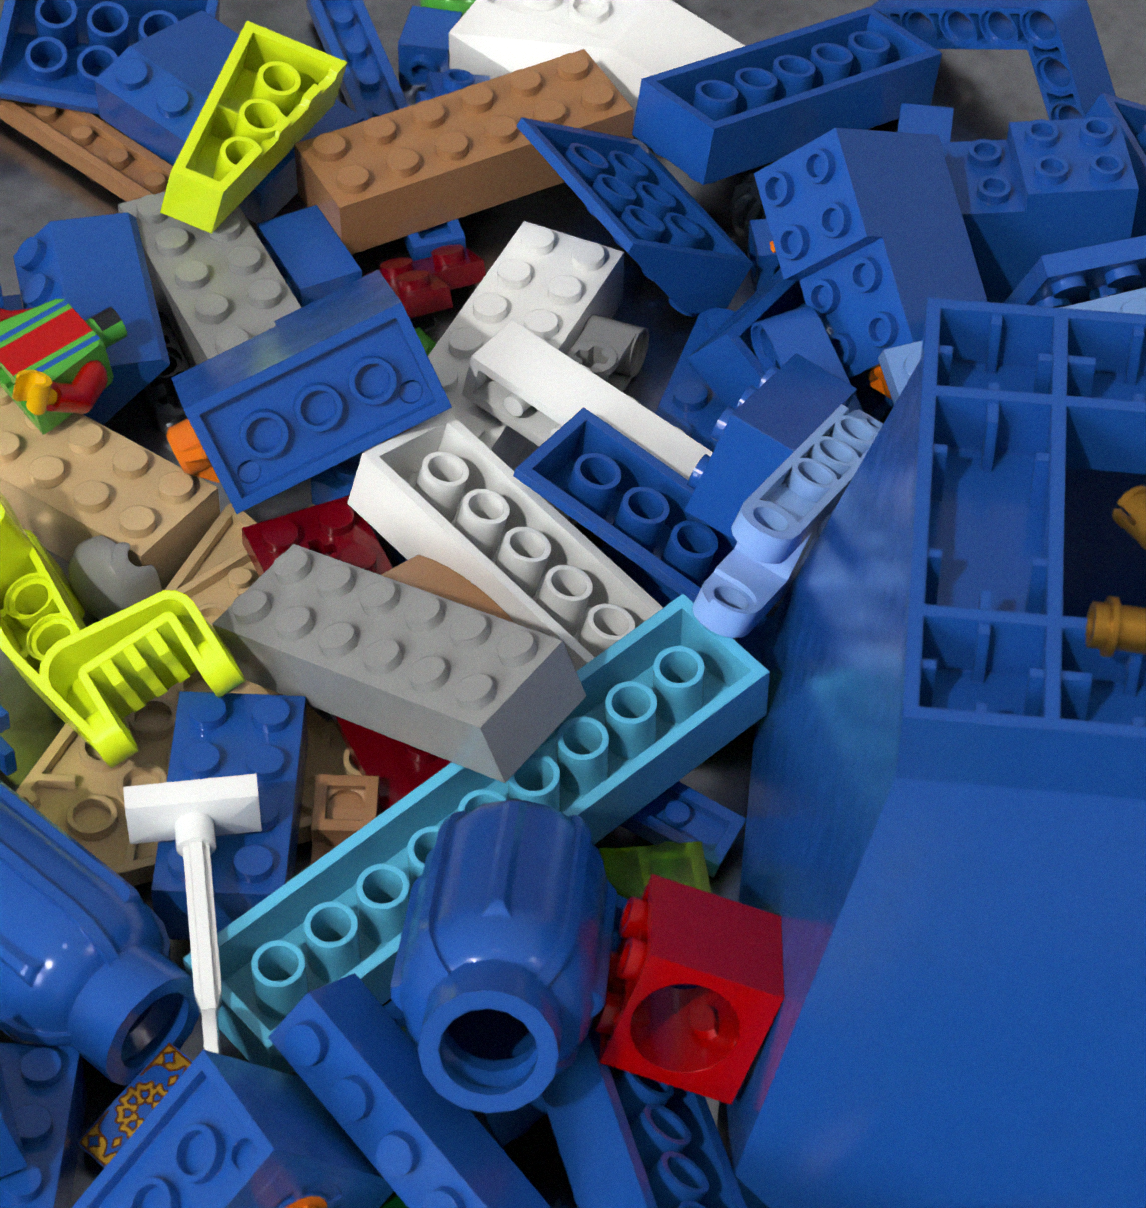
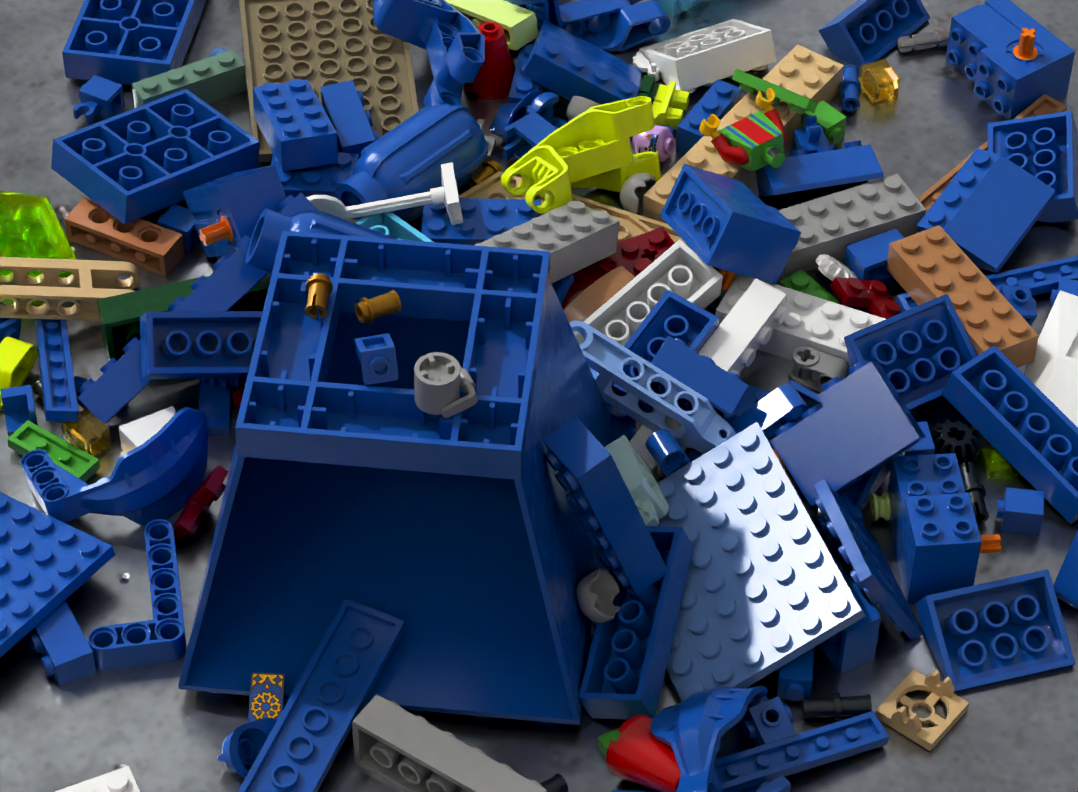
camera: 90 degrees right, 0 degrees up
(251, 120) = (932, 194): neon yellow wedge -> none

